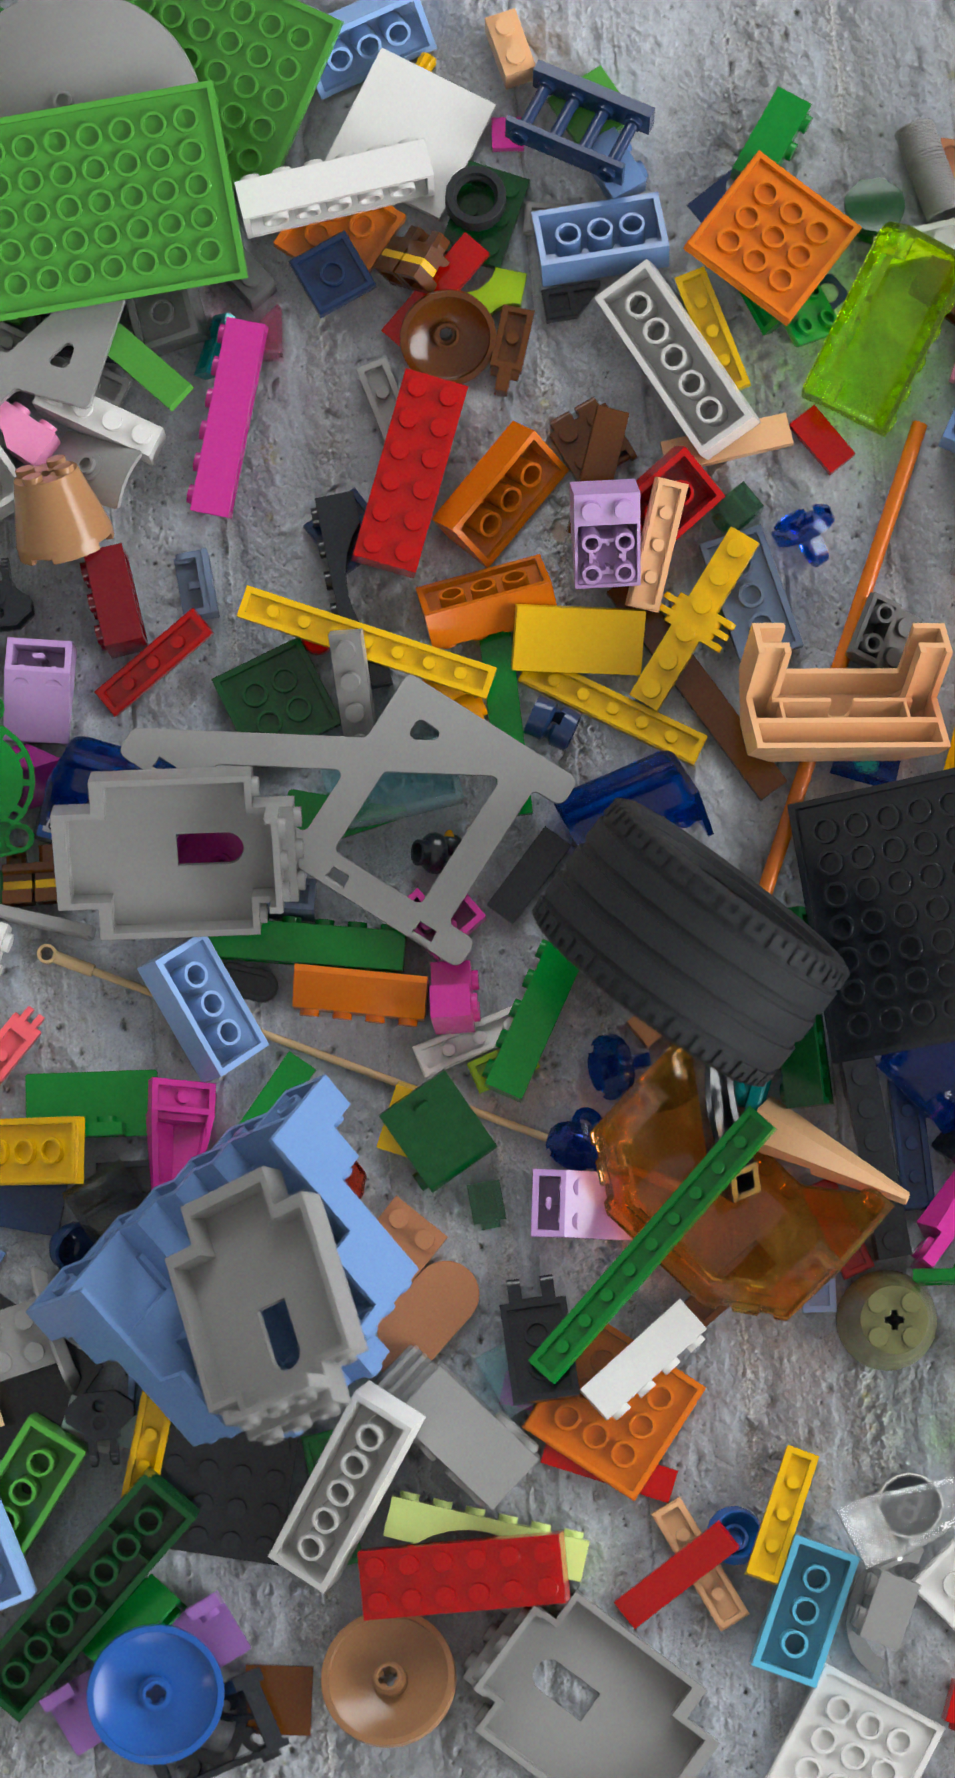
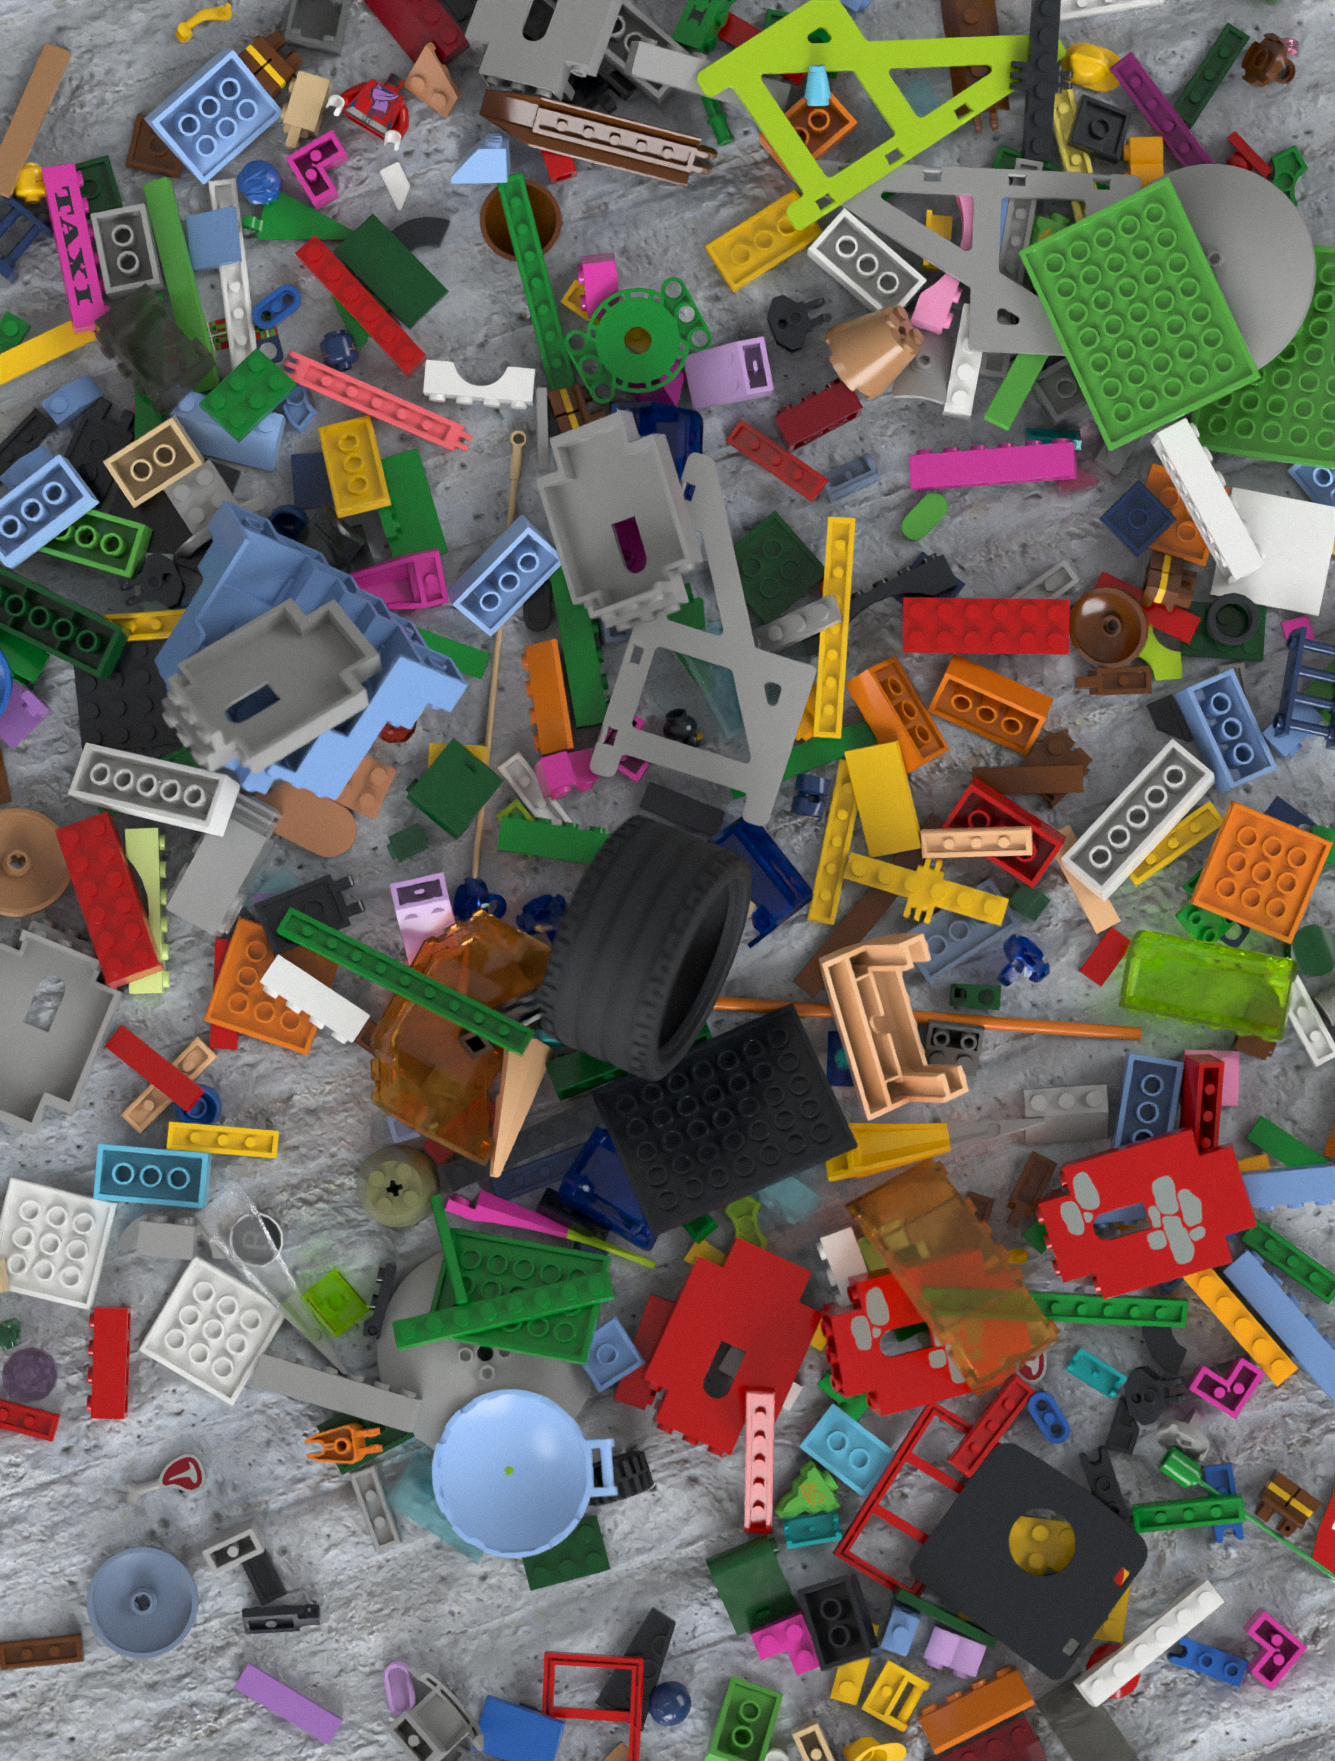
camera: 75 degrees right, 5 degrees up
(264, 514) = (924, 516): none -> bright green tile
(605, 533) = (972, 797): lavender slope -> none
(831, 595) = (975, 996): none -> dark green leg

